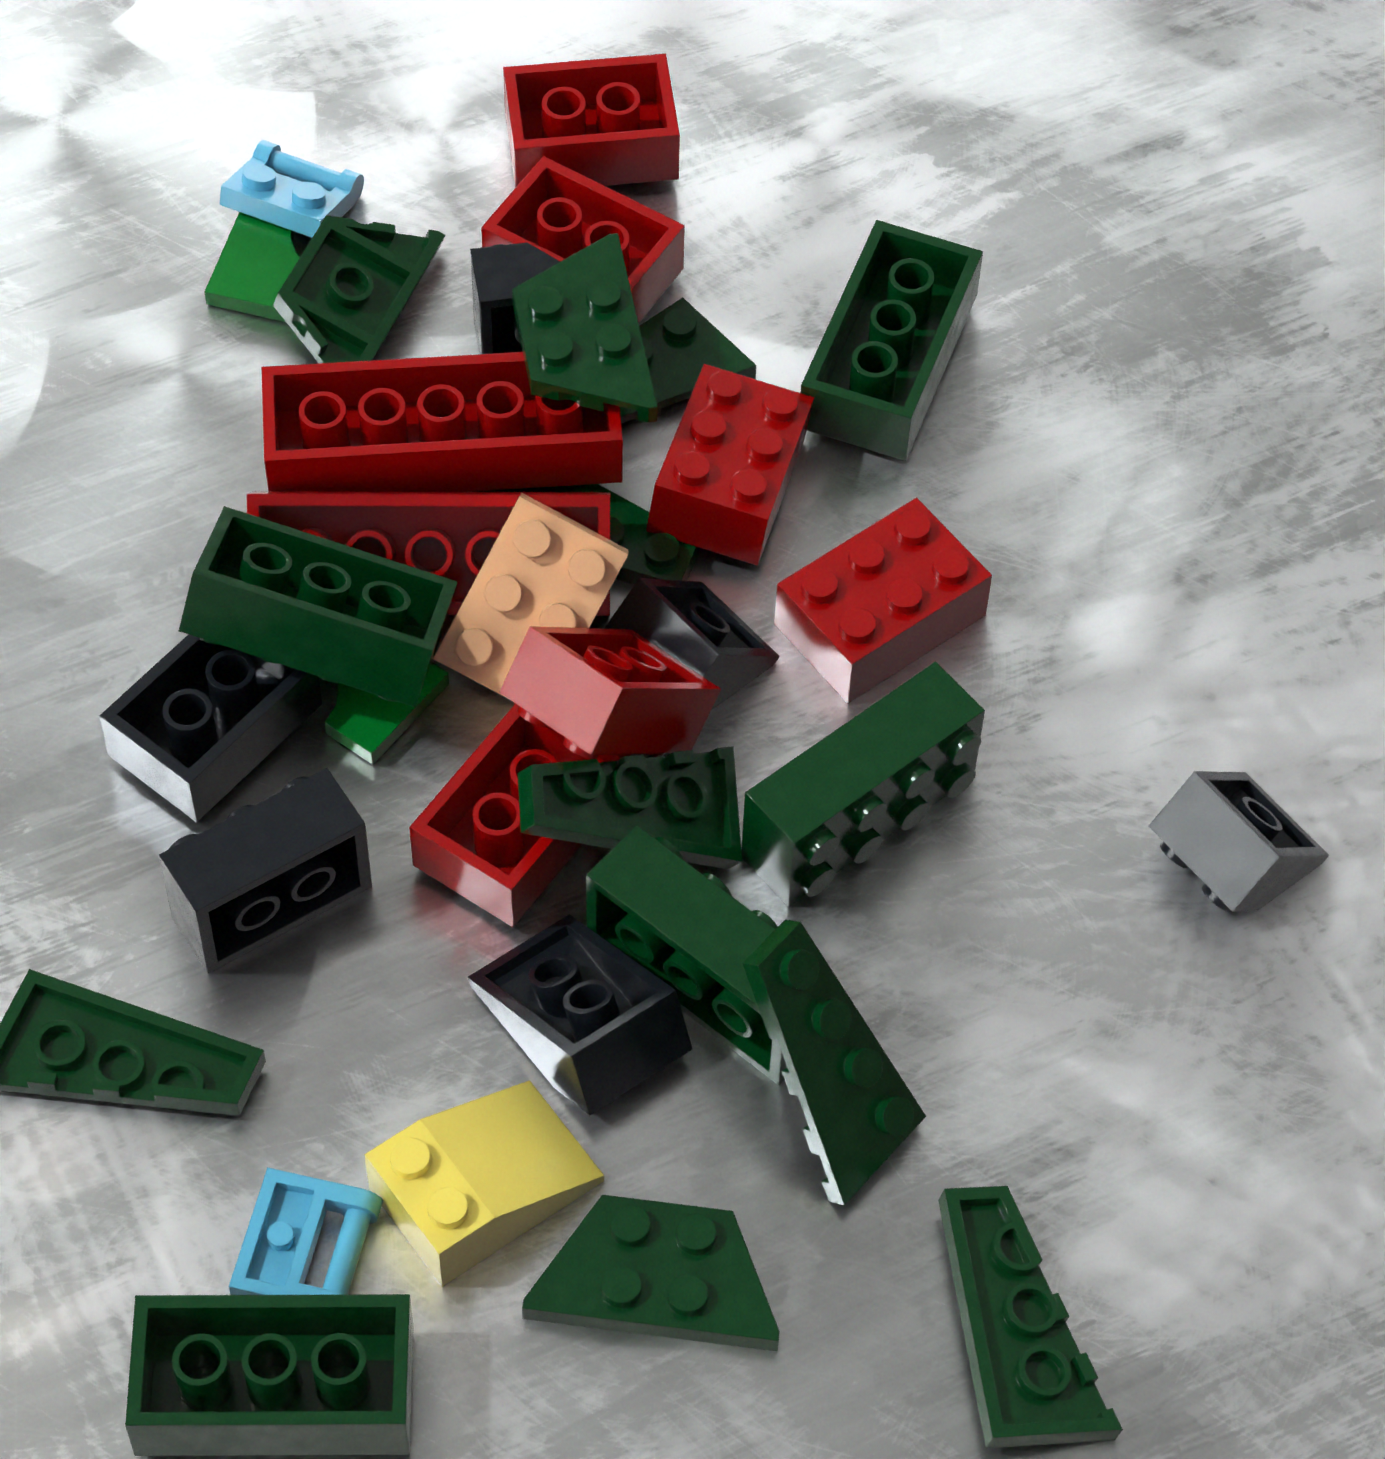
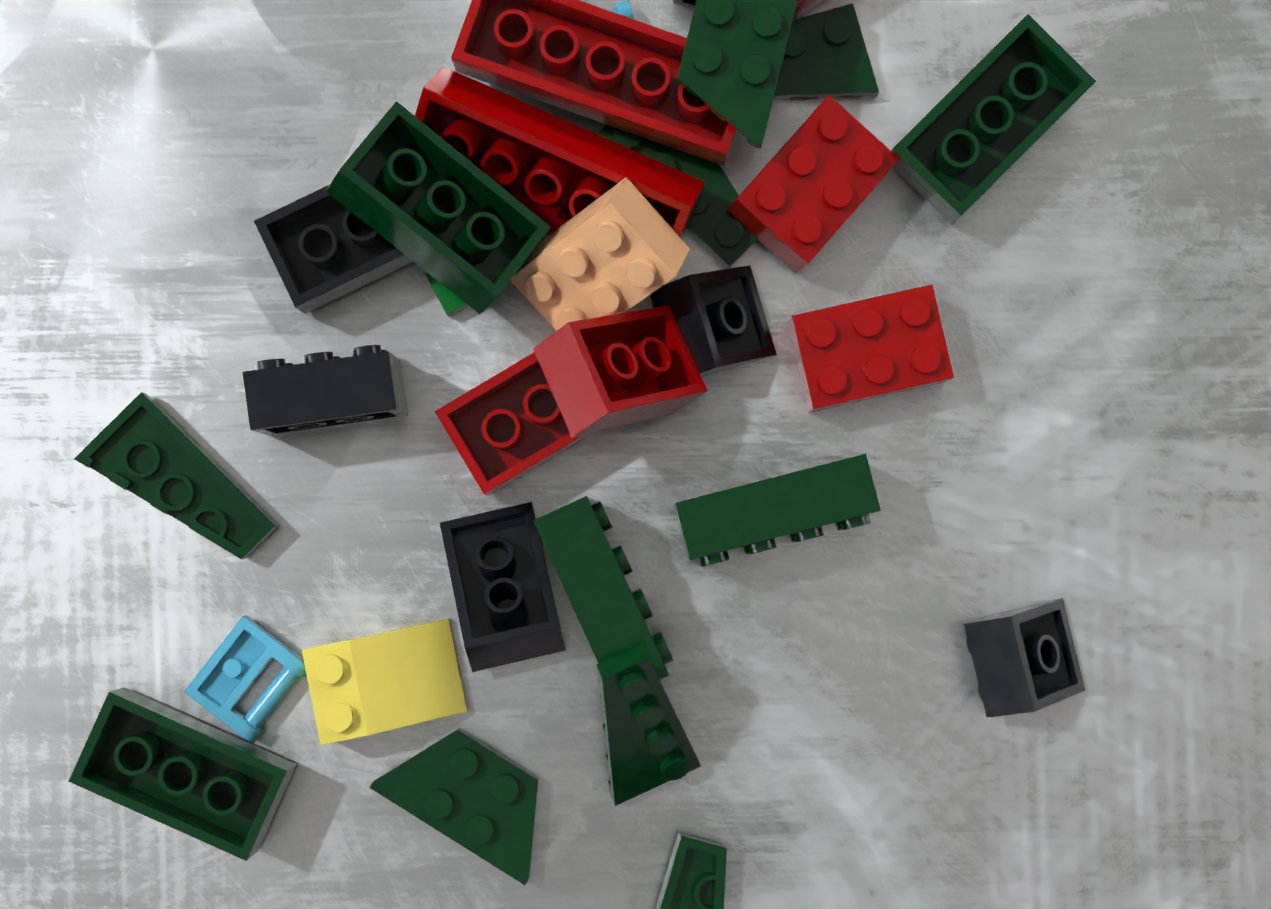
camera: 25 degrees right, 30 degrees up
(672, 797) = (619, 465): dark green wing -> none

